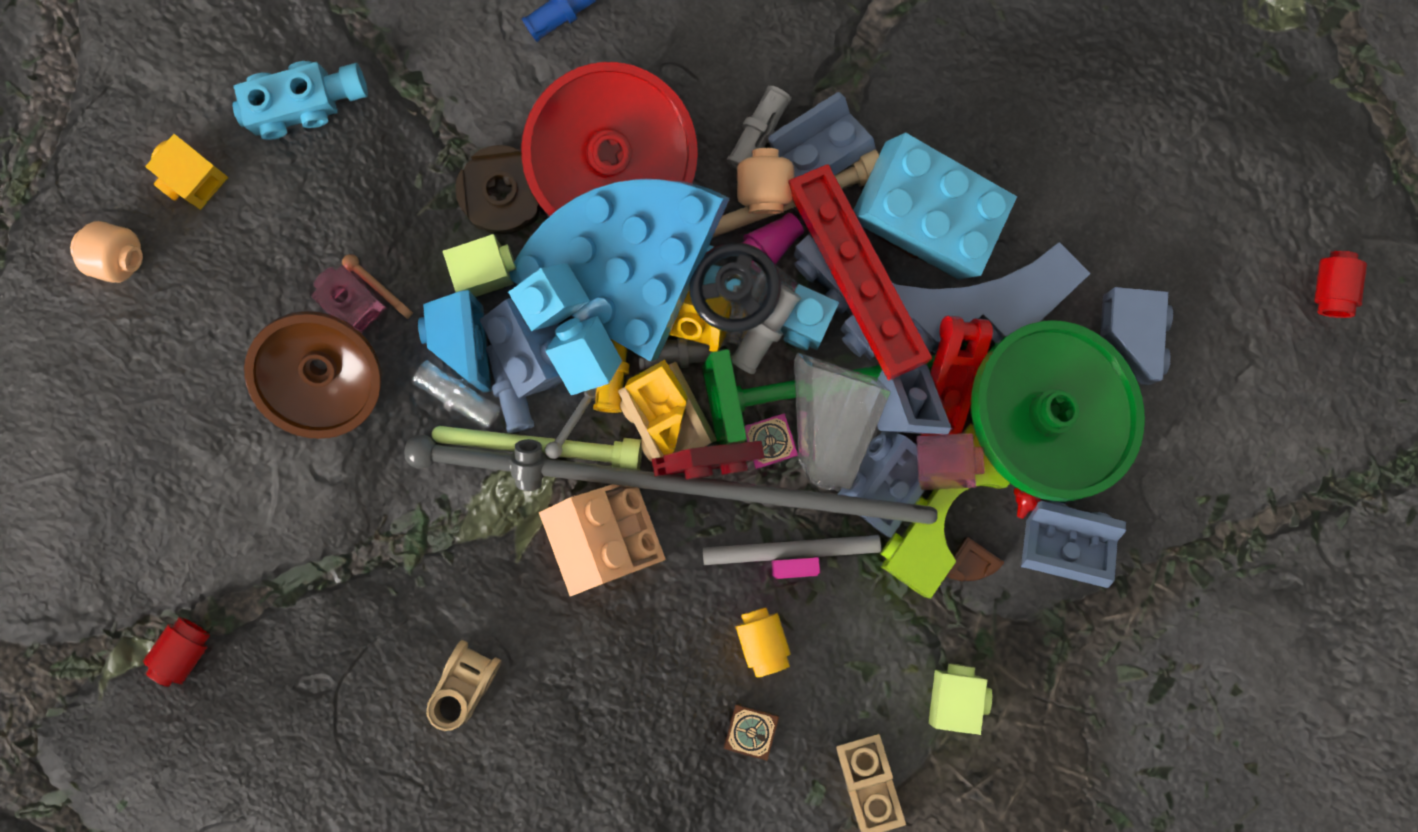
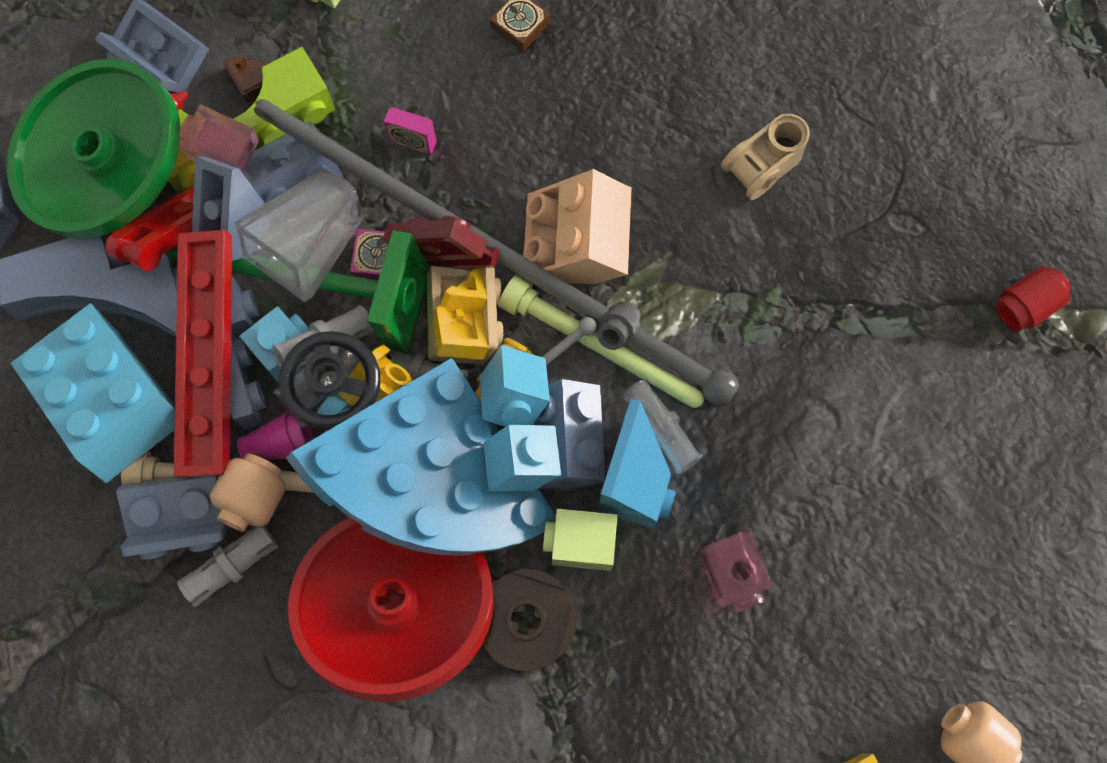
camera: 155 degrees left, 10 degrees down
(299, 394) = (800, 500): reddish brown dish -> none
(351, 262) = (717, 615): medium nougat hinge -> none
(514, 409) = (610, 378): sand blue pin -> none
(763, 642) = (471, 81): yellow brick -> none
(791, 550) = (407, 153): light grey bar -> none

